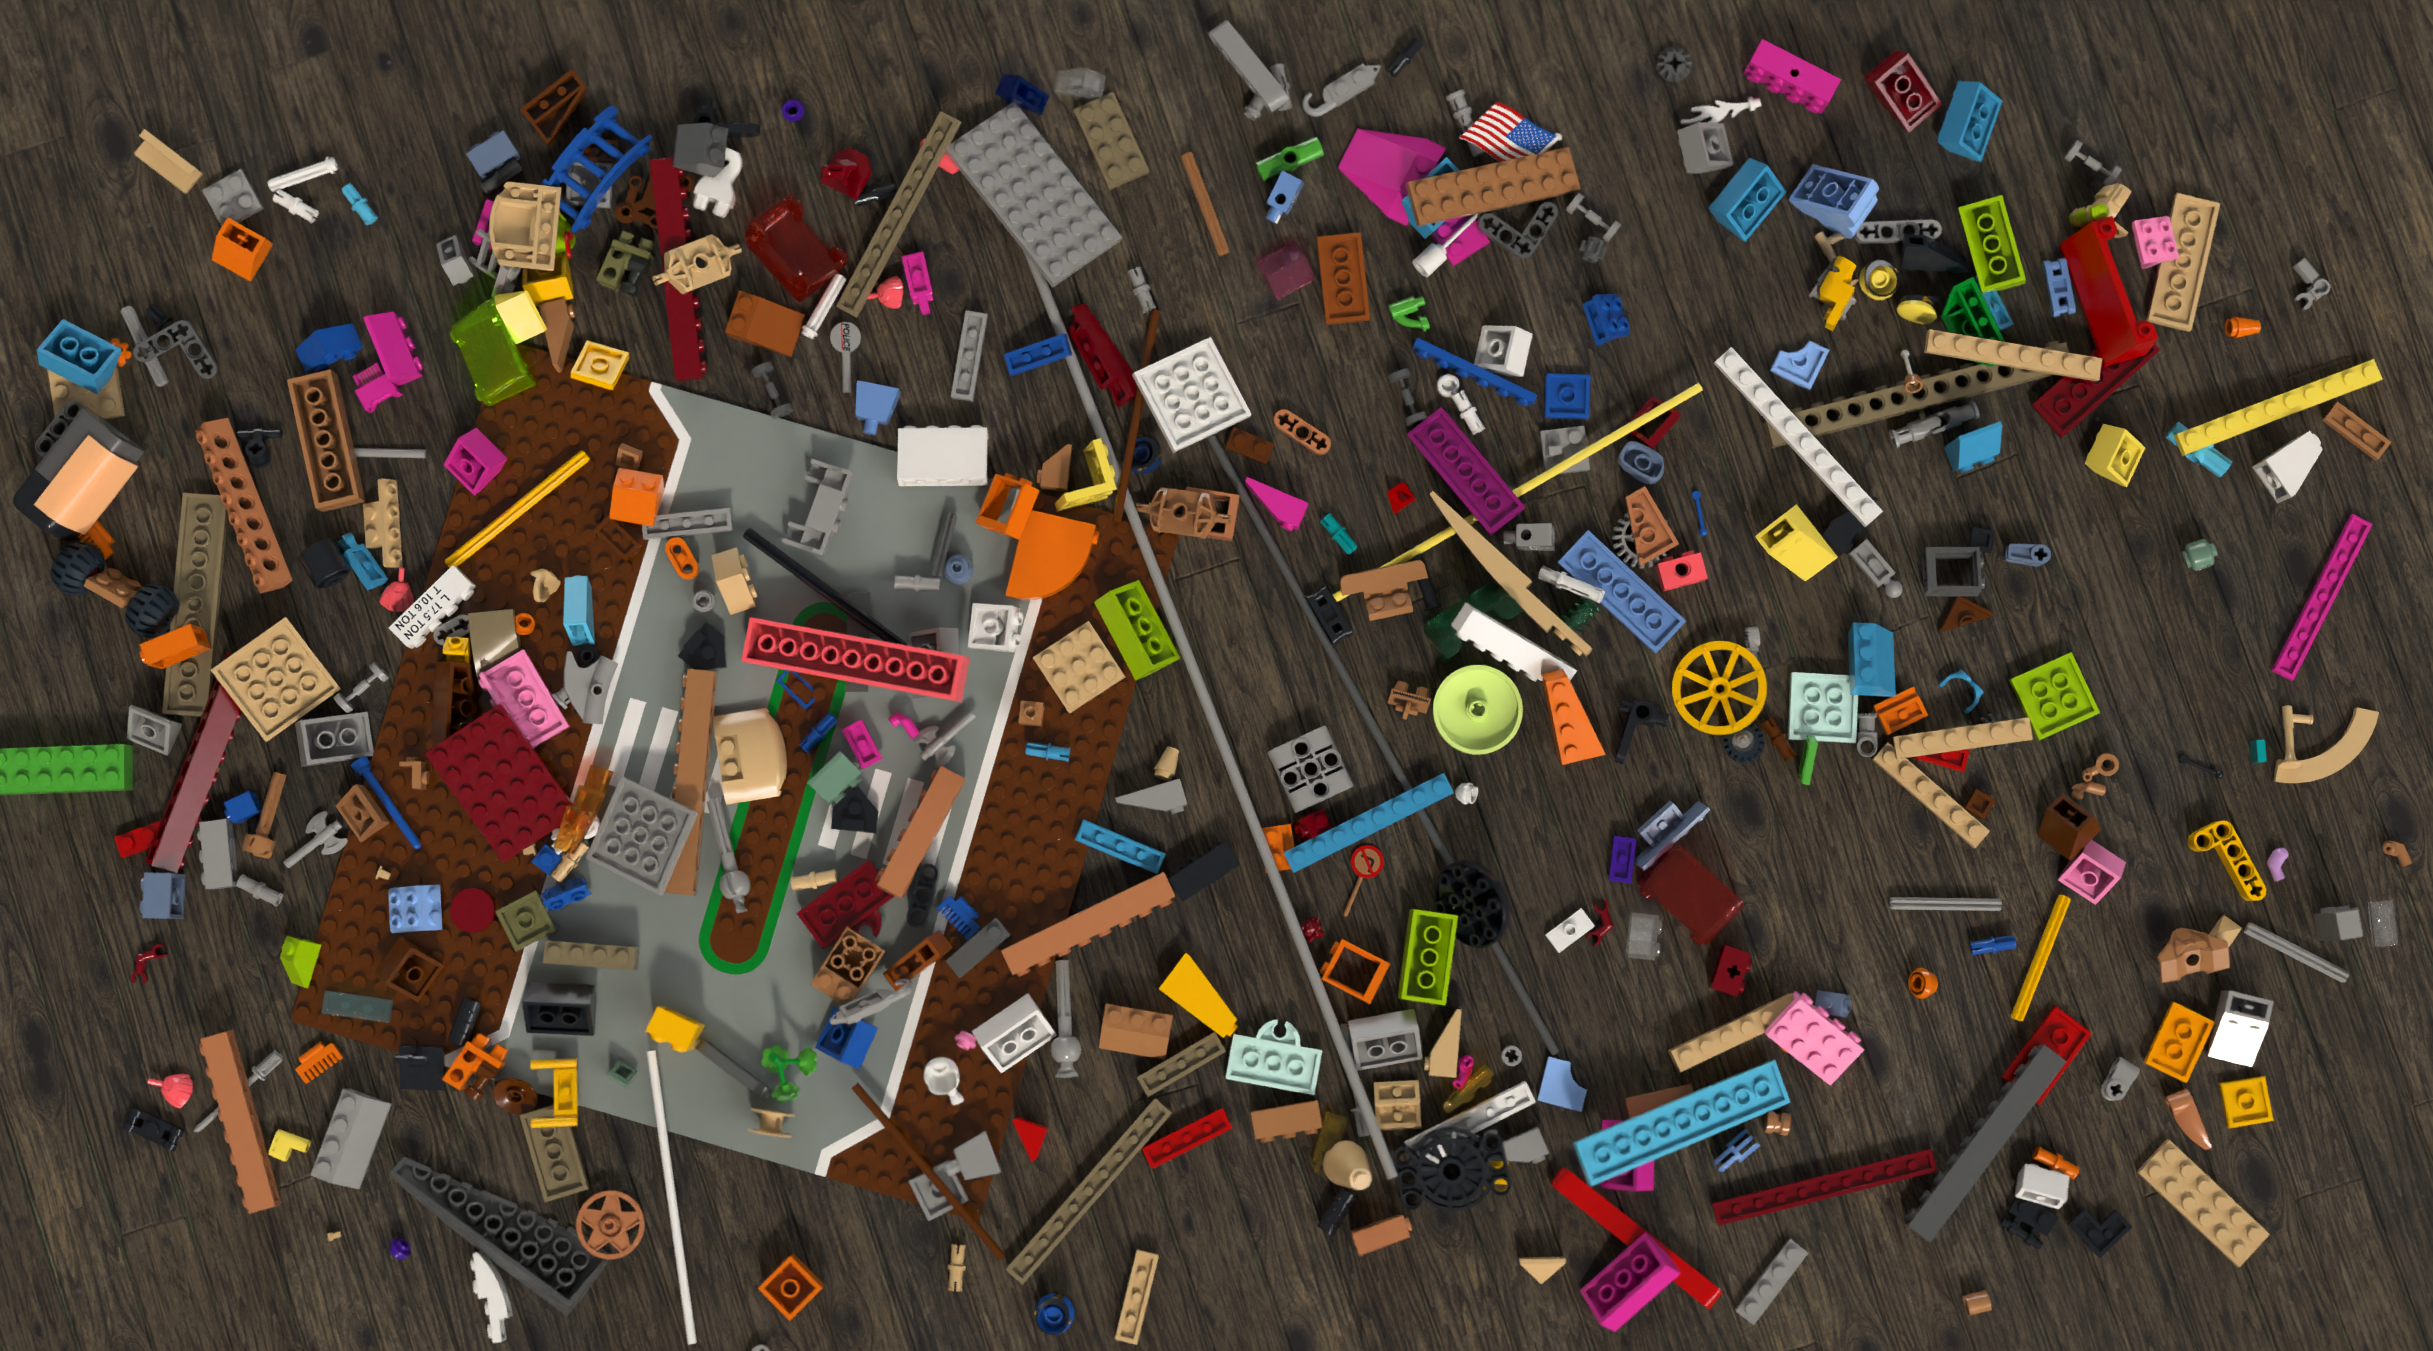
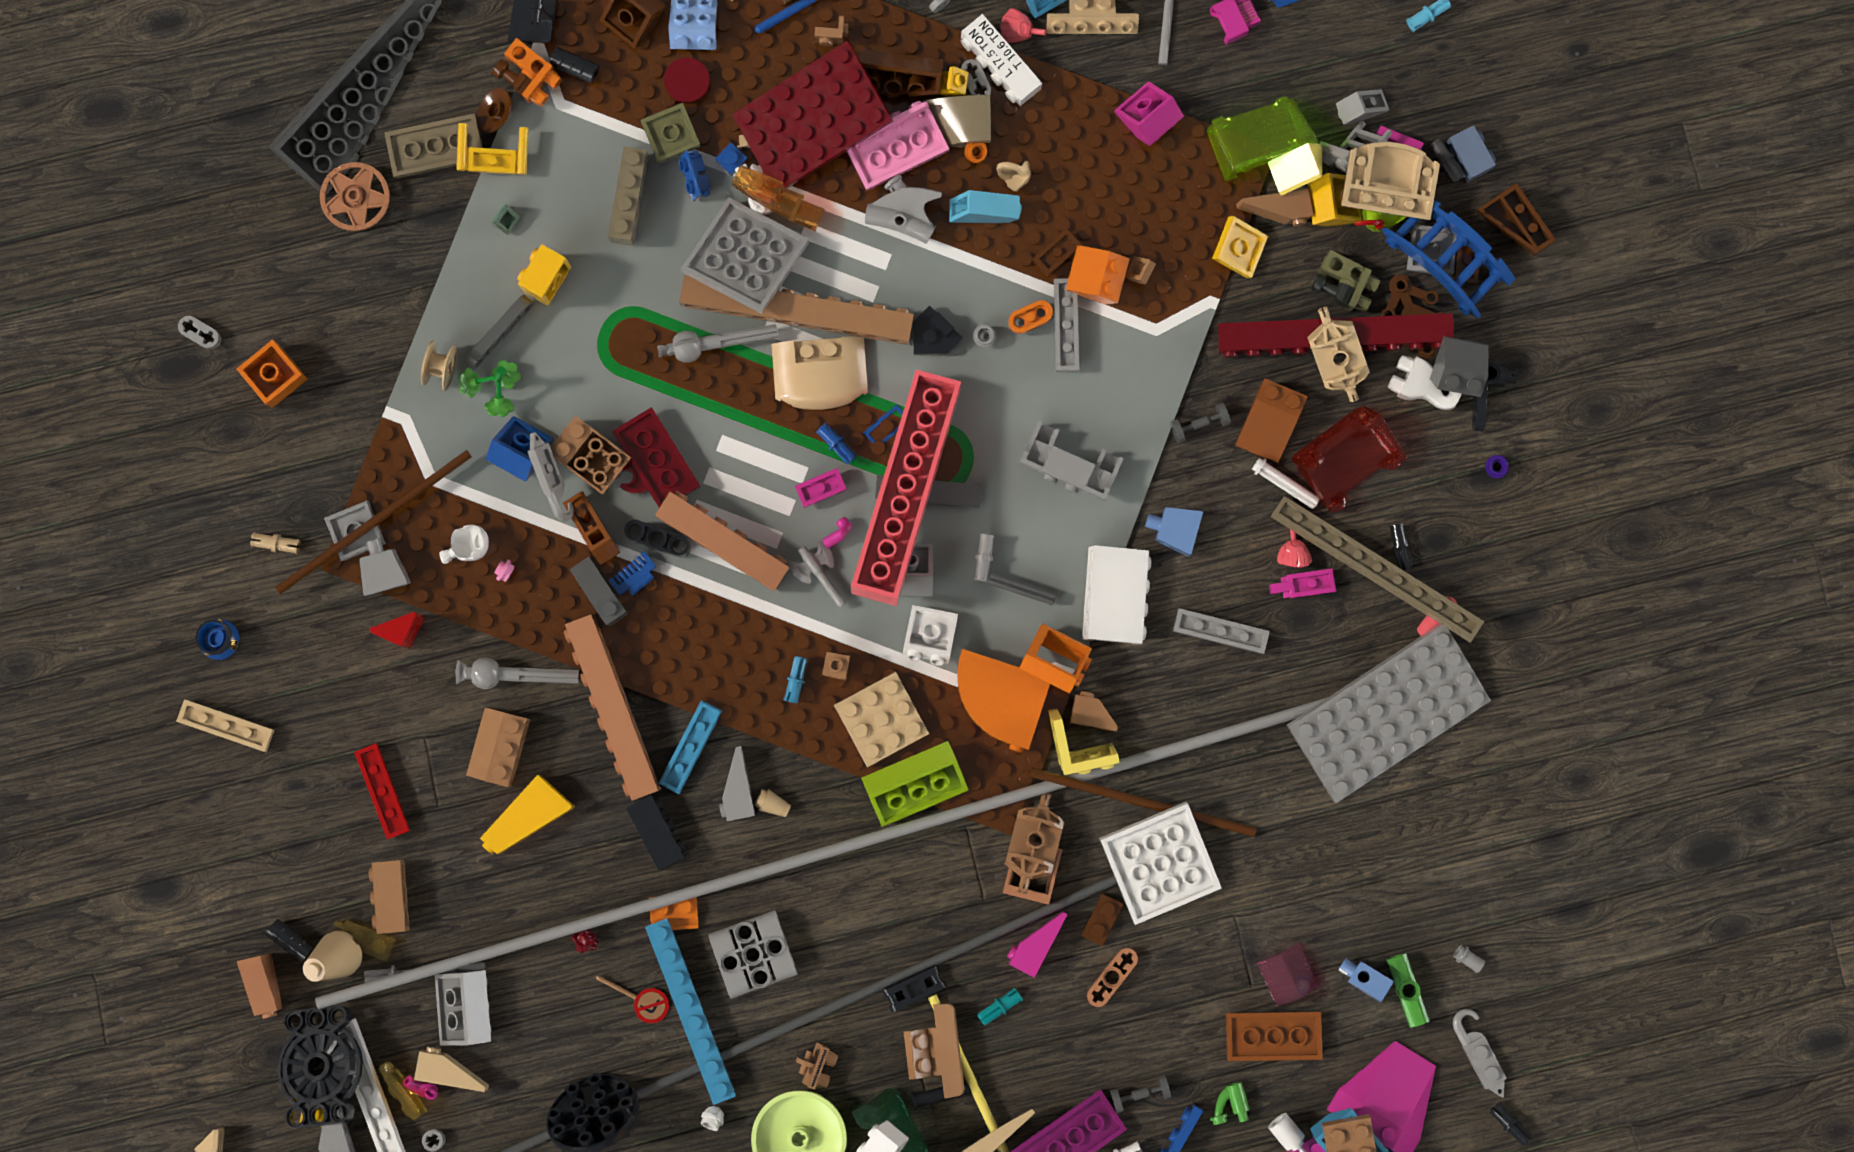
camera: 90 degrees right, 0 degrees up
(394, 347) = (1274, 38): dark pink slope -> none
(491, 1286) = (306, 74): white slope -> none
(517, 509) = (1095, 153): yellow axle -> none
(559, 1008) = (578, 160): black slope -> none
(569, 862) = (725, 179): tan pin -> none
(581, 652) = (940, 220): black plate -> none
(671, 1197) = (377, 259): white piece -> none
(733, 579) = (1002, 368): tan brick -> none
(814, 880) = (684, 428): tan pin -> none
(821, 587) = (985, 460): black axle -> none
(836, 778) = (786, 458): sand green slope -> none
(845, 338) = (1249, 502): light grey piece -> none
(847, 173) = (1425, 518): dark red piece -> none
(855, 813) = (749, 475): black plate -> none
(955, 576) = (1002, 605): sand blue cone -> none
(1014, 1033) = (506, 621): white slope -> none
(1023, 93) = (1498, 710): clear blue slope -> none
(1038, 354) = (1216, 703): blue plate -> none
(1080, 83) = (1505, 772): clear slope -> none
(1088, 1191) = (338, 685): dark tan plate -> none
(1102, 356) = (1209, 771): dark red wedge -> none
(1111, 140) = (1441, 800): dark tan plate -> none
(1141, 289) = (1278, 819): light grey pin -> none
(1146, 455) = (1100, 809): dark blue piece -> none
(1181, 1064) = (459, 792): dark tan plate -> none
(1205, 203) = (1365, 894): medium nougat axle -> none
(1248, 66) = (1511, 954): light grey beam -> none
(1274, 1060) = (453, 889): light aqua plate -> none
(1279, 74) = (1487, 987): light grey pin -> none
(1312, 825) = (693, 951): dark red bracket -> none
(1375, 981) = (523, 1002): orange window -> none
(1397, 1105) = (394, 1014): tan slope -> none
(1400, 497) = (1034, 1076): red slope -> none
(1427, 957) = (543, 1061): lime slope -> none
(1448, 385) = (1150, 1138): white tile -> none

